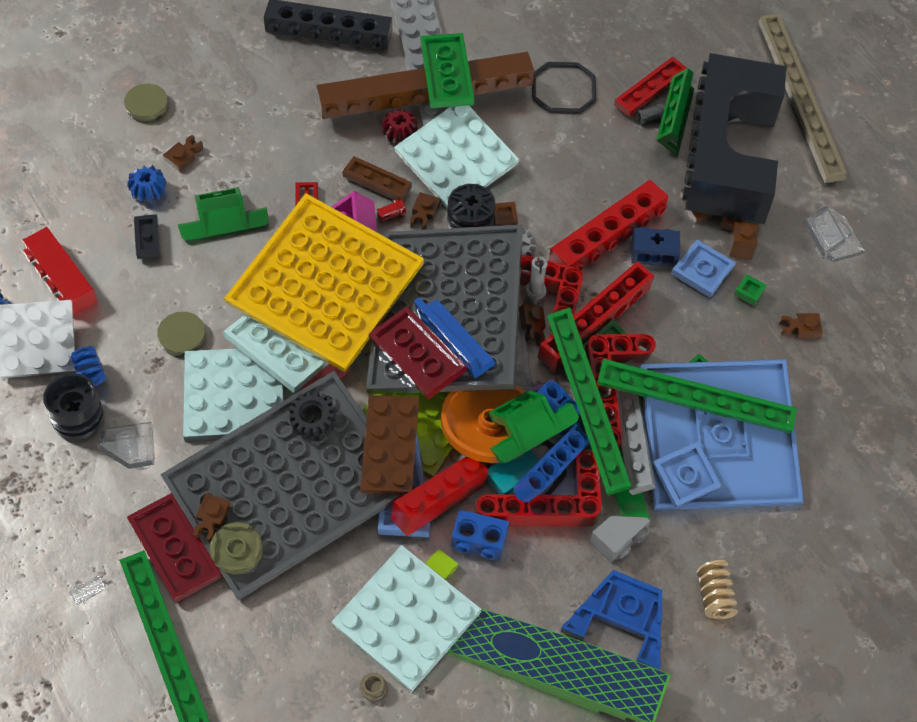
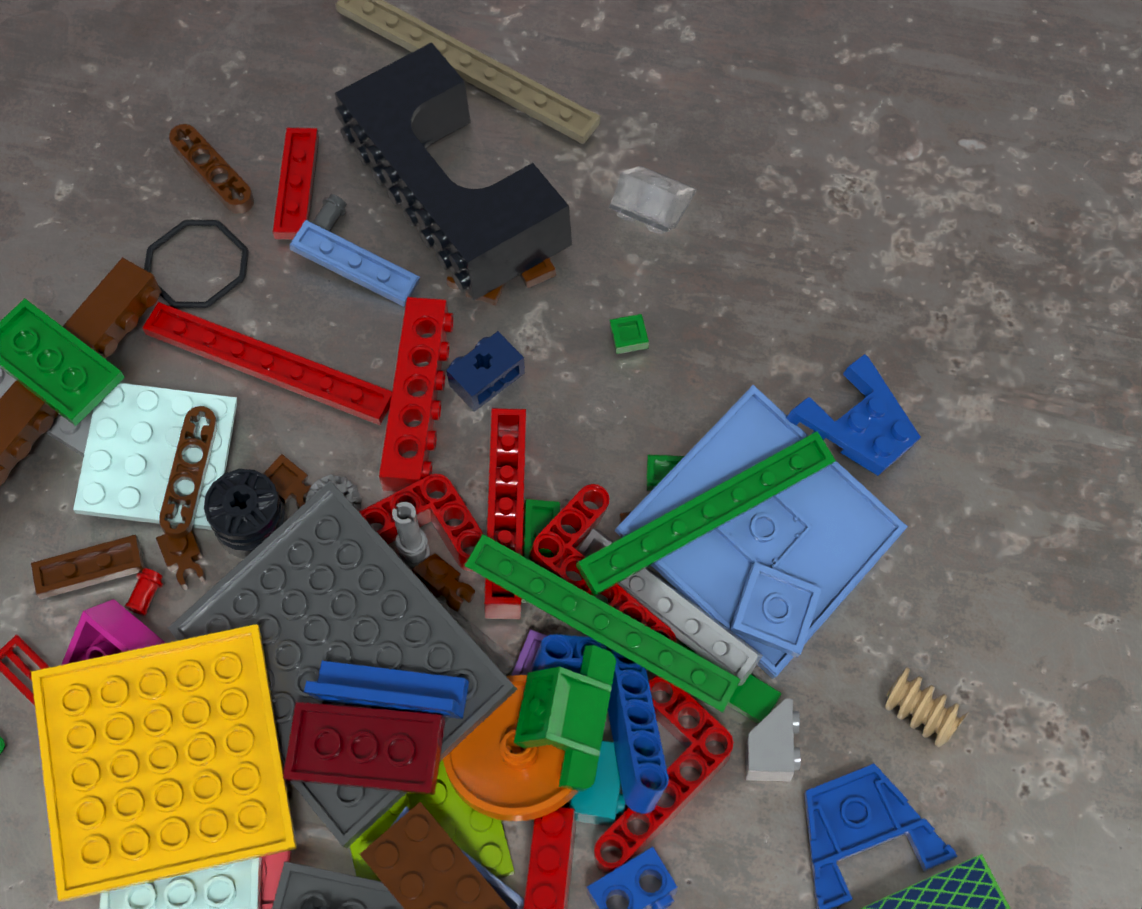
camera: 40 degrees left, 5 degrees up
(398, 125) = (50, 476): dark red gear -> none
(460, 170) = (184, 471): none -> reddish brown beam
(551, 158) = (269, 363): none -> red plate
(615, 48) = (212, 167): none -> reddish brown beam
(641, 145) = (354, 263): none -> medium blue tile
(676, 111) = (353, 190): green fence -> none
(703, 268) = (558, 352): medium blue plate -> none
(743, 240) = (569, 283): reddish brown brick -> none
(804, 324) = (717, 324): reddish brown plate -> none
(832, 440) = (871, 432): none -> blue wing

